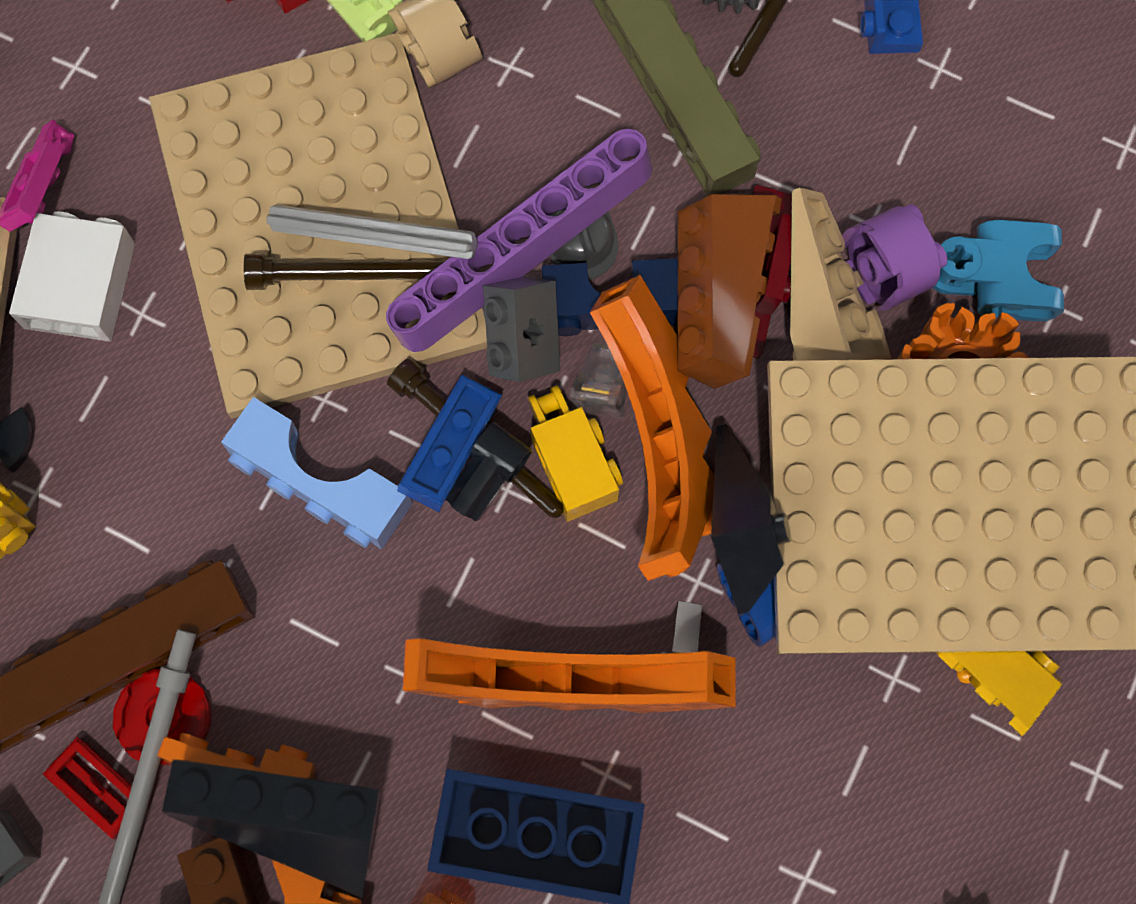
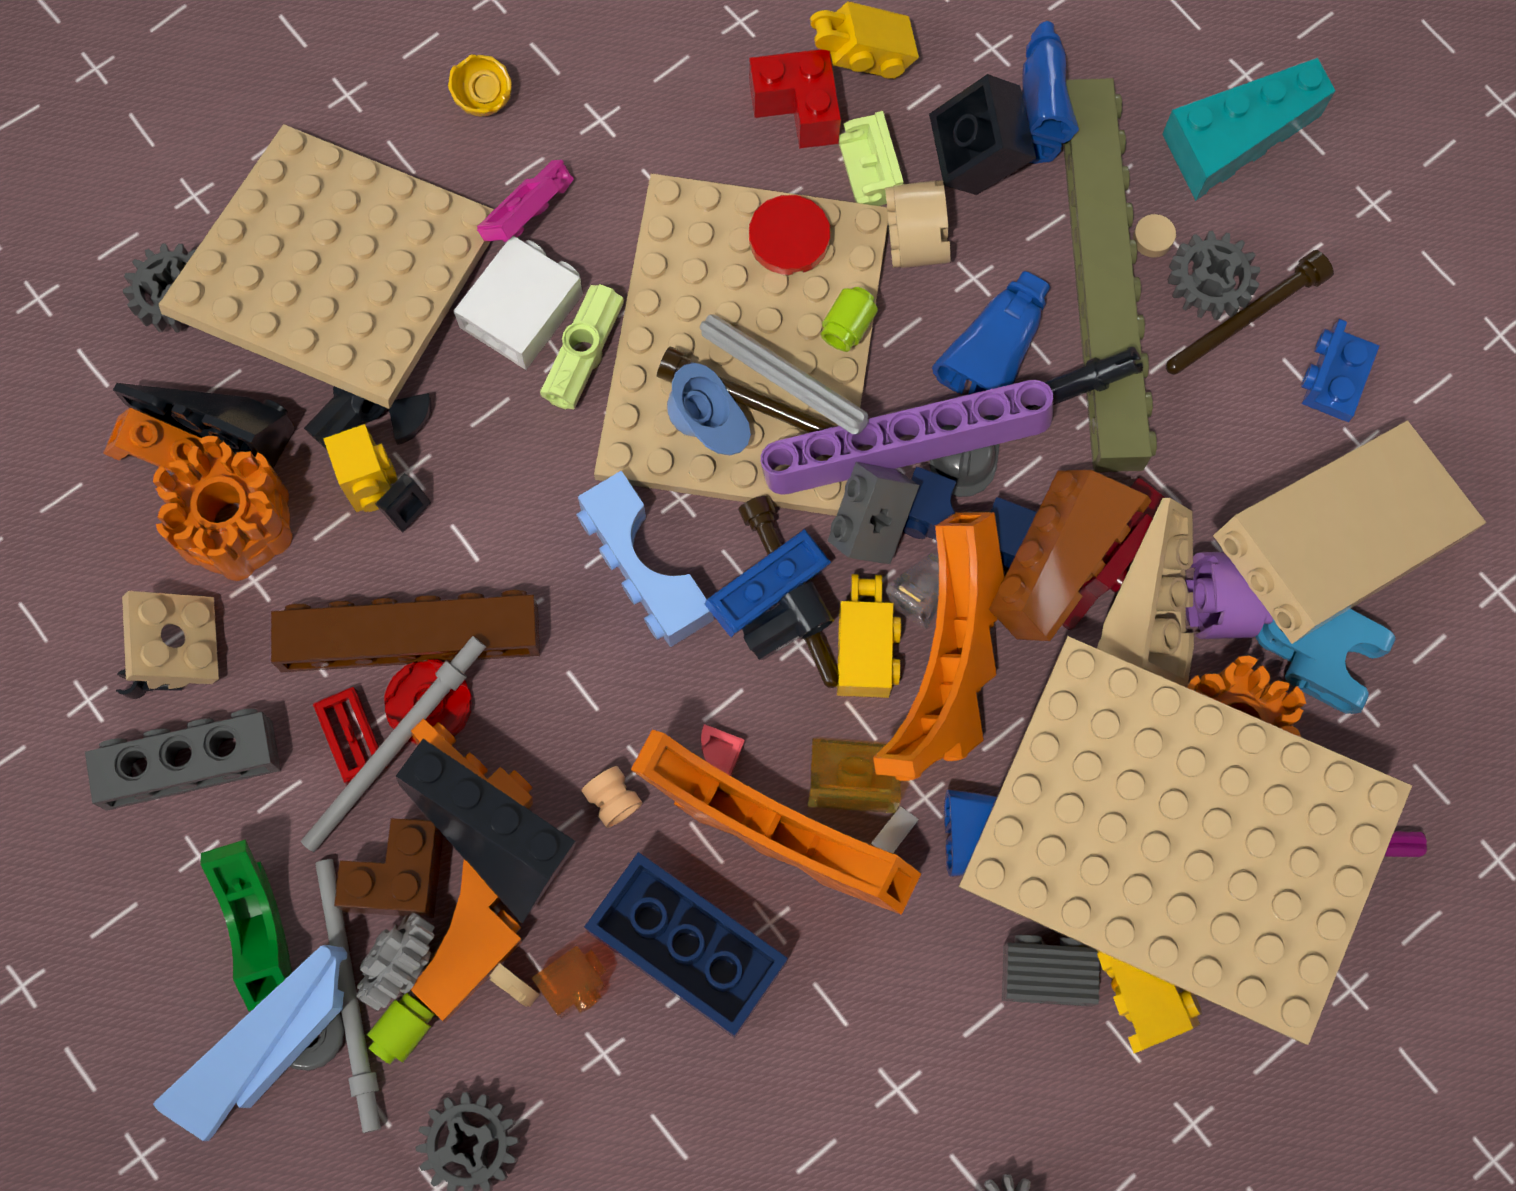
camera: 25 degrees right, 0 degrees up
(44, 527) = (403, 502): none -> black tile
(157, 317) = (573, 367): none -> yellowish green piece
(310, 301) = (706, 410): none -> medium blue piece
(313, 97) = (789, 234): none -> red tile
(392, 724) = (610, 794): none -> light nougat wheel
(410, 152) = (848, 318): none -> lime brick
(478, 626) = (721, 748): none -> coral tile
(560, 113) = (996, 341): none -> blue piece
(618, 596) = (846, 778): none -> clear yellow slope
(673, 103) = (1095, 375): none -> black pin
(745, 524) = (979, 764): black wedge -> none
(898, 694) = (1050, 972): none -> dark grey brick
(974, 148) = (1348, 530): none -> tan brick

